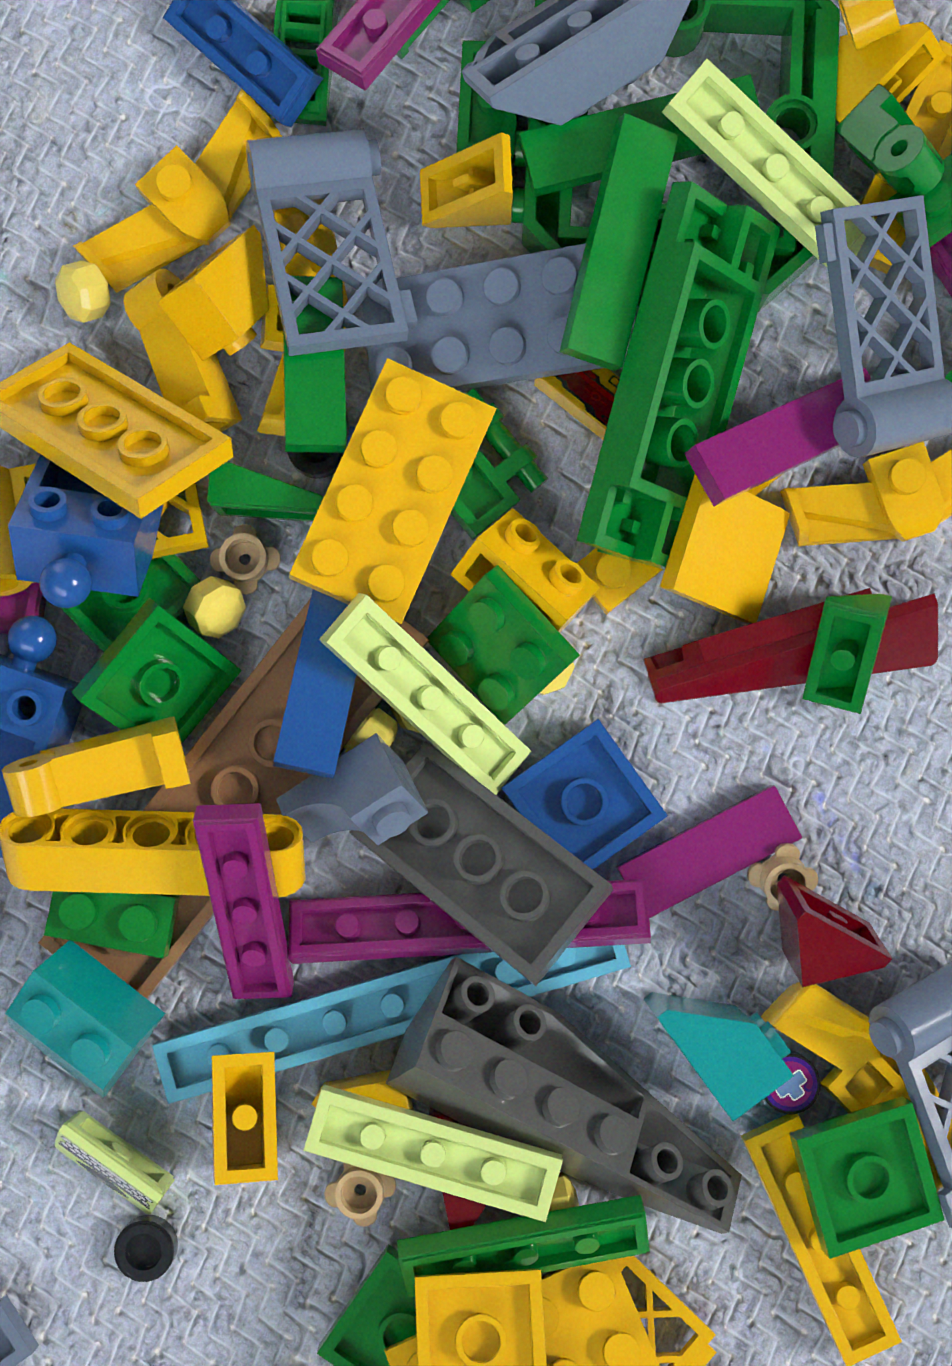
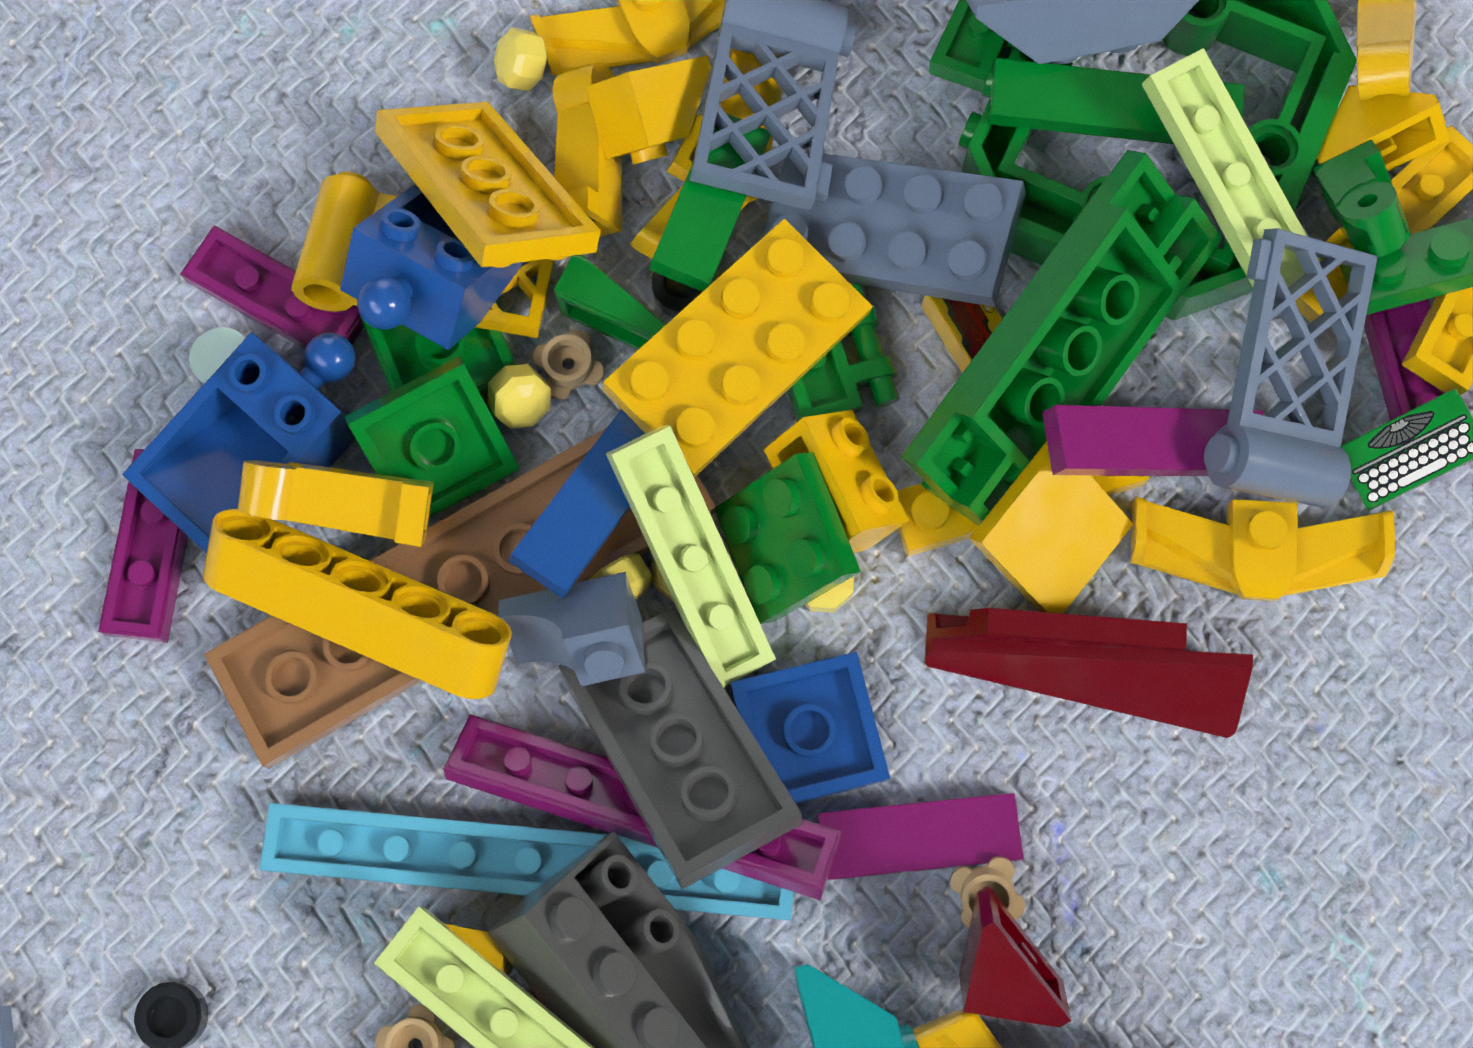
camera: 25 degrees right, 10 degrees down
(83, 1017) = (212, 745): teal slope -> none
(113, 1161) = (178, 911): yellowish green slope -> none
(114, 920) = (289, 658): green plate -> none
(244, 899) = (424, 685): magenta tile -> none
(244, 1118) = (328, 910): yellow slope -> none
(469, 186) = (930, 97): yellow slope -> none
(619, 242) = (1052, 191): green tile -> none
(846, 650) = (1140, 679): green slope -> none

